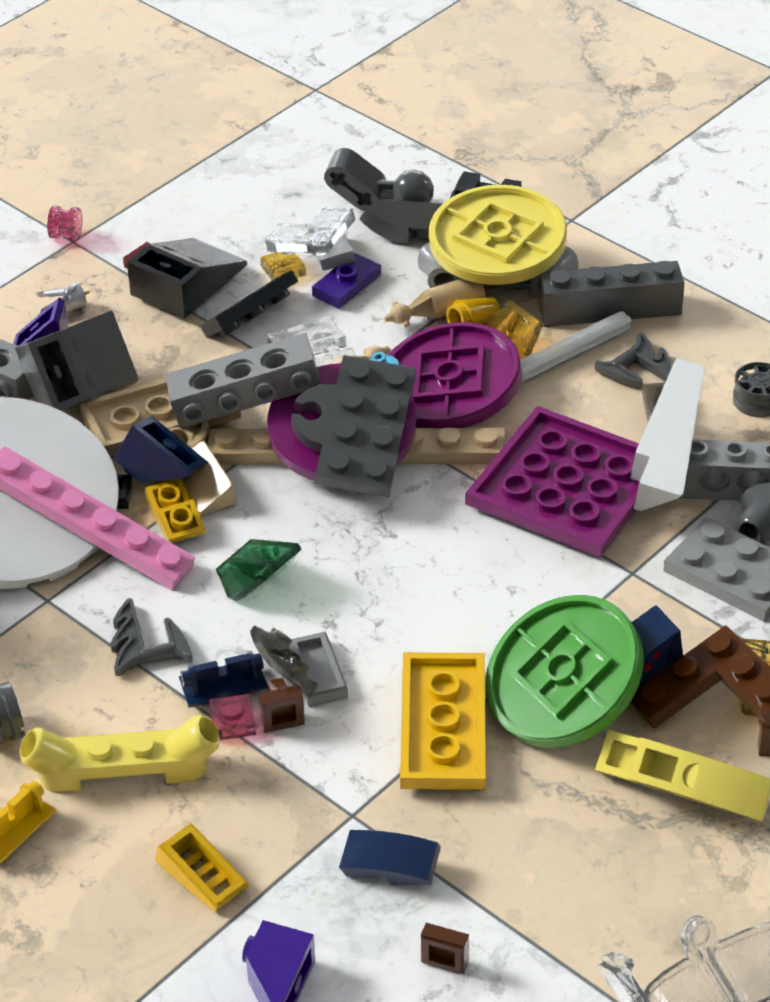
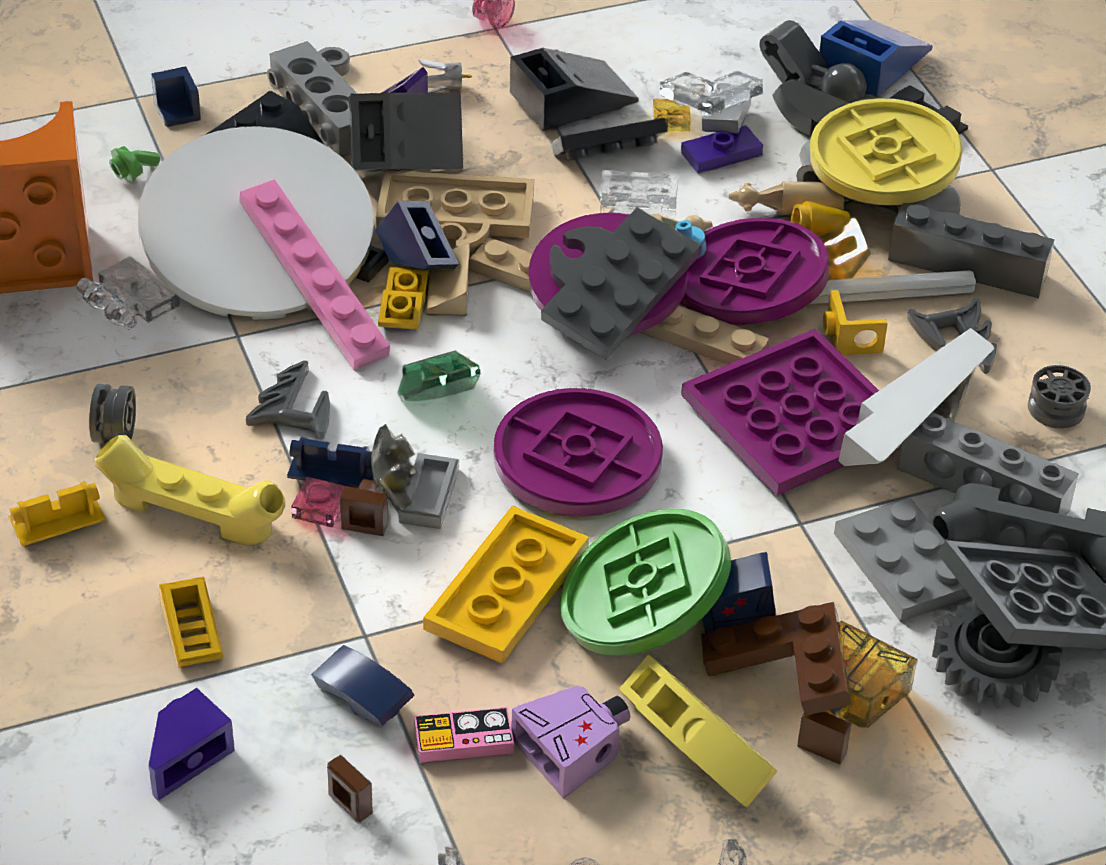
camera: 25 degrees right, 0 degrees up
(242, 380) = (534, 199): light grey brick -> none
(415, 148) = (874, 49): none -> blue slope
(418, 585) = (578, 452): none -> magenta plate
(498, 862) = (463, 734): none -> tile
(559, 400) = (844, 331): none -> yellow bracket
(586, 825) = (569, 735): none -> lavender torso

